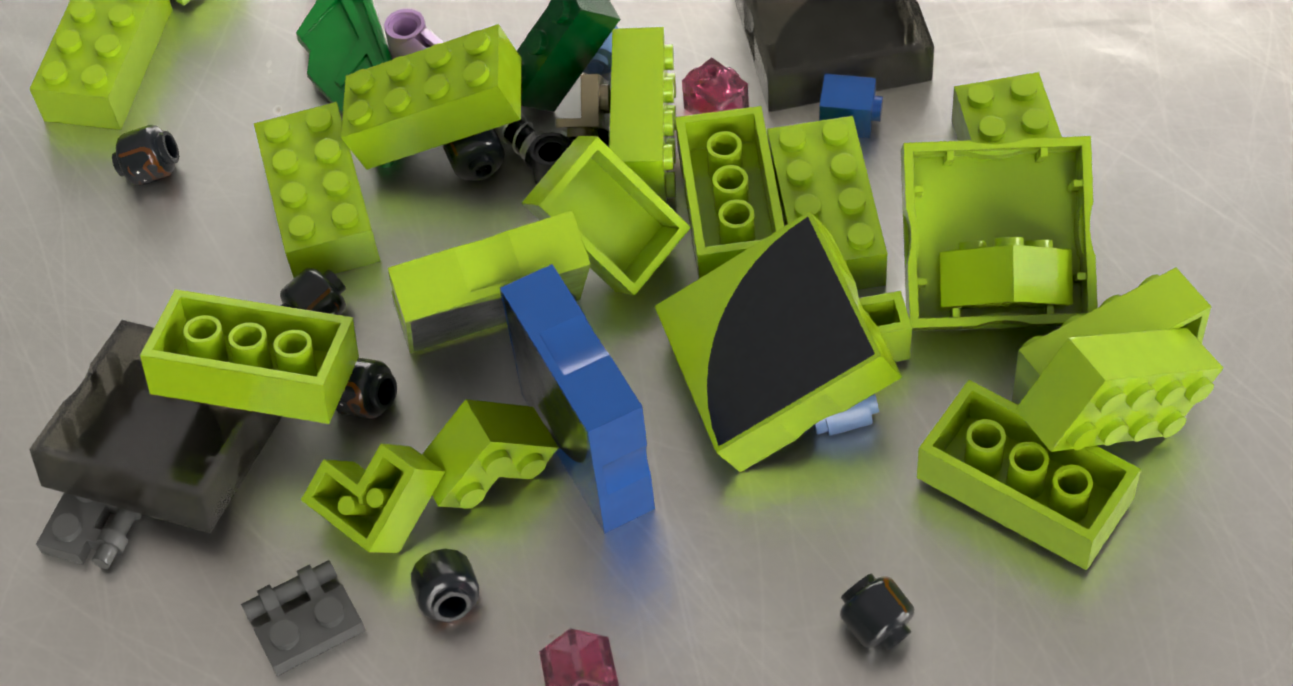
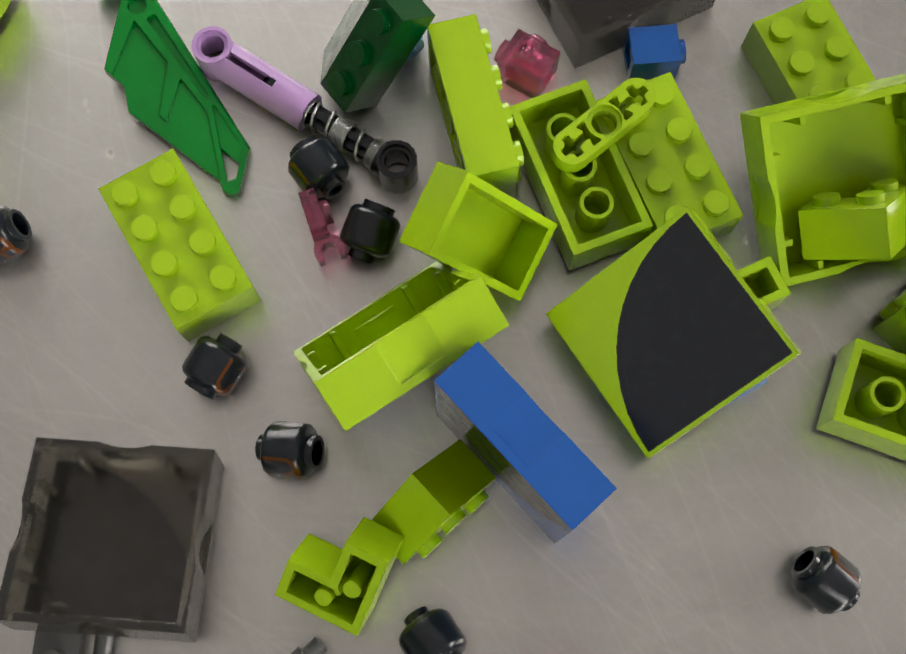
camera: 20 degrees left, 20 degrees up
(250, 356) = (183, 469): lime brick -> none
(432, 97) = (270, 130): lime brick -> none
(458, 193) = (318, 217): none -> clear pink plate
(502, 208) = (370, 230): none -> black head
(594, 108) = (429, 101): dark tan bracket -> none
(773, 128) = (609, 107): none -> lime beam

